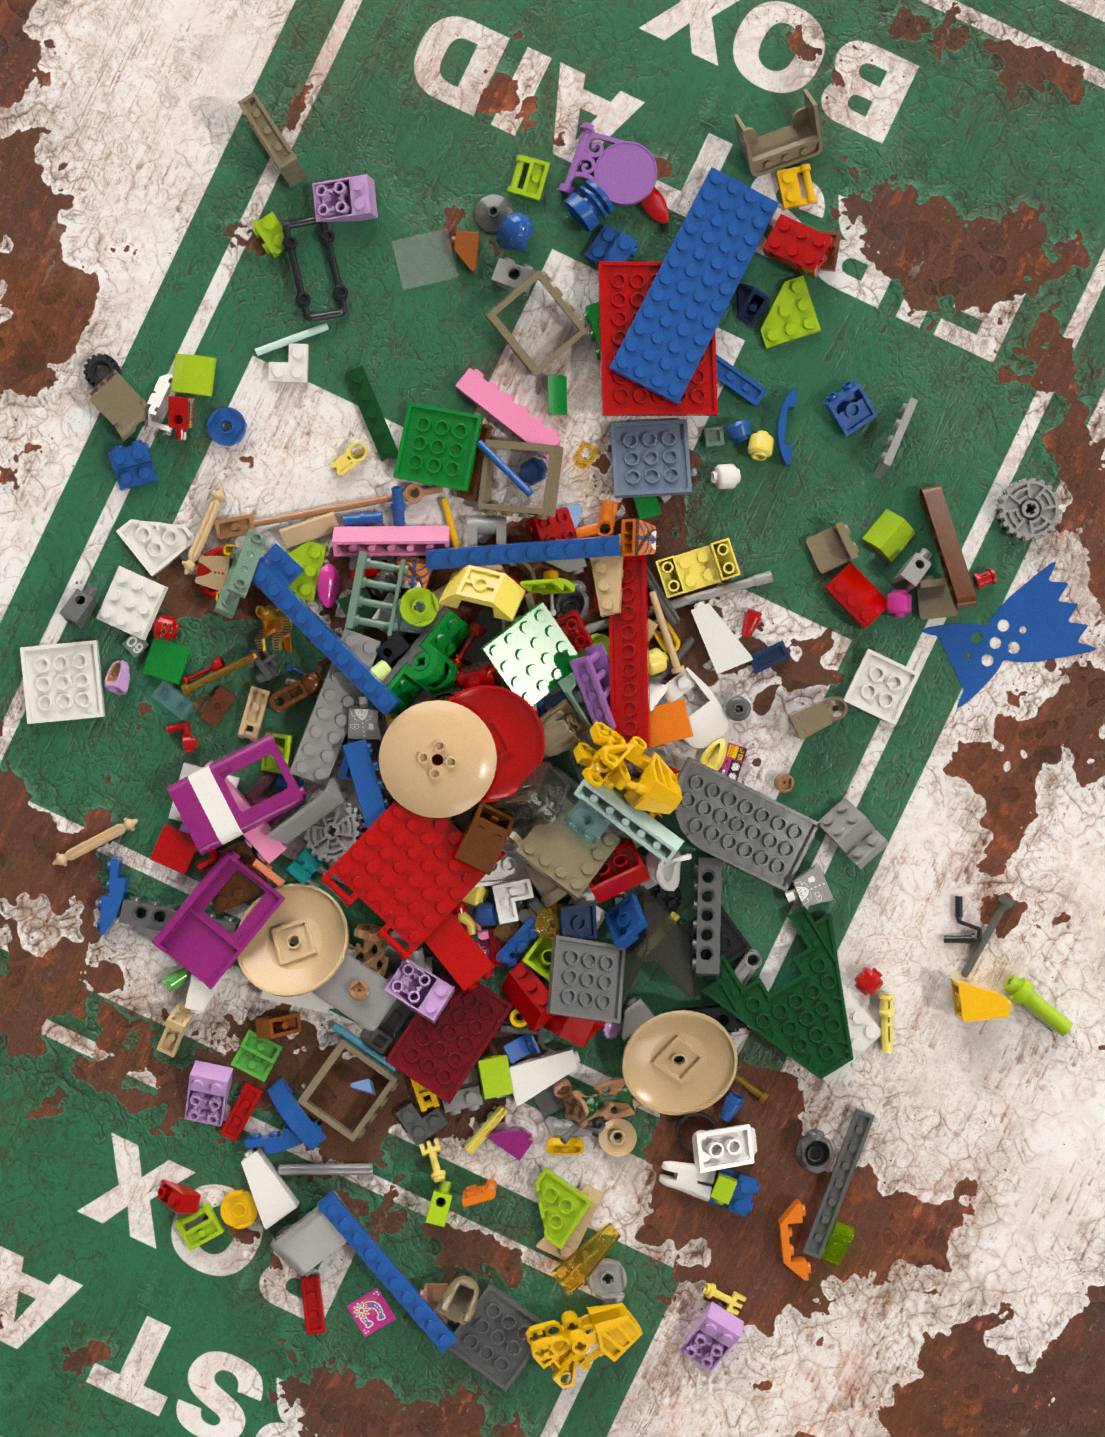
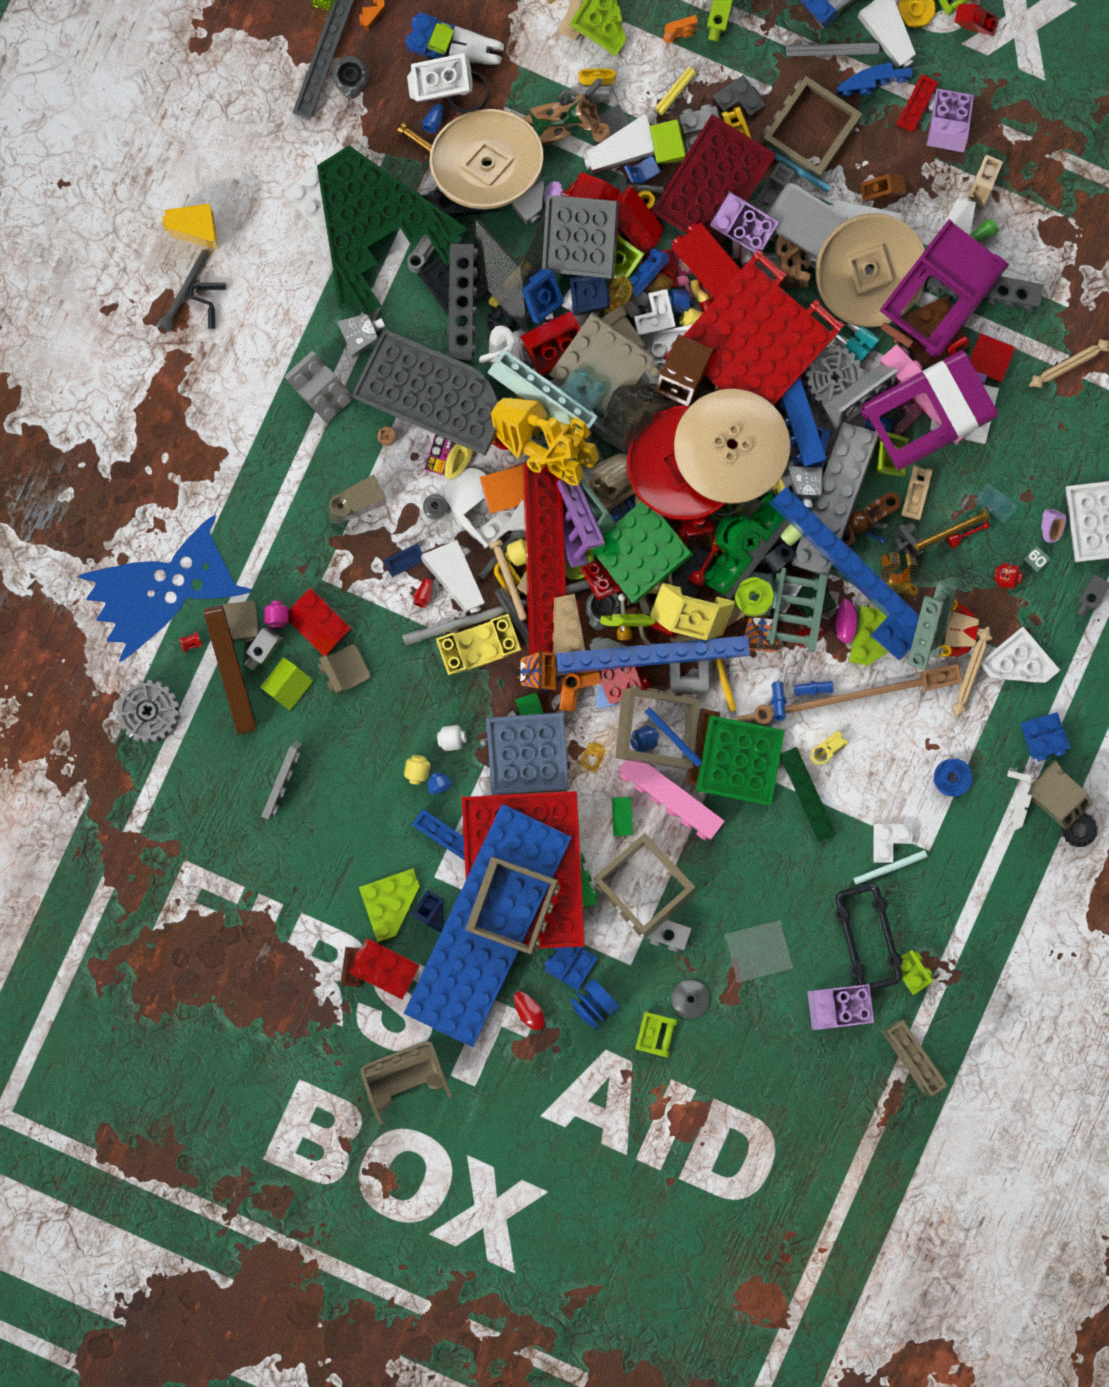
camera: 175 degrees right, 5 degrees down
(111, 904) = (1051, 303): blue slope -> none
(132, 603) = (1041, 598): white plate -> none
(167, 660) = (1004, 543): green tile -> none
(183, 407) = (998, 794): red torso -> none
(189, 741) = (980, 464): red plate -> none
(193, 375) = (987, 828): lime slope -> none
(218, 706) = (952, 499): copper plate -> none
(256, 1056) = (904, 157): bright green slope -> none
(294, 1115) = (864, 100): blue slope -> none
(308, 529) = (866, 676): tan tile -> none
(359, 990) = (803, 221): medium nougat tile -> none
(364, 1086) = (795, 129): medium blue slope -> none
(384, 576) = (790, 628): dark grey head -> none
(389, 540) = (786, 666): bright pink brick -> none
(438, 1175) = (721, 45): light yellow hinge -> none
(466, 248) = (716, 960): dark orange slope -> none
(513, 1140) = (648, 80): magenta slope -> none
(514, 231) = (669, 978): blue hair -> none
(620, 1146) = (543, 77): tan dish -> none
(622, 170) = (561, 1040): medium lavender piece -> none
(685, 268) = (484, 892): none -> dark tan window
(714, 436) = (463, 778): sand green tile -> none
(785, 450) = (389, 813): blue slope -> none
(790, 188) = (391, 1029): yellow plate -> none
(850, 407) = (328, 809): blue plate -> none
(868, 981) = (300, 243): red head -> none
(881, 687) = (292, 532): white plate -> none
(886, 1013) = (281, 212): light yellow pin -> none
(1021, 992) = (149, 235): lime piece -> none

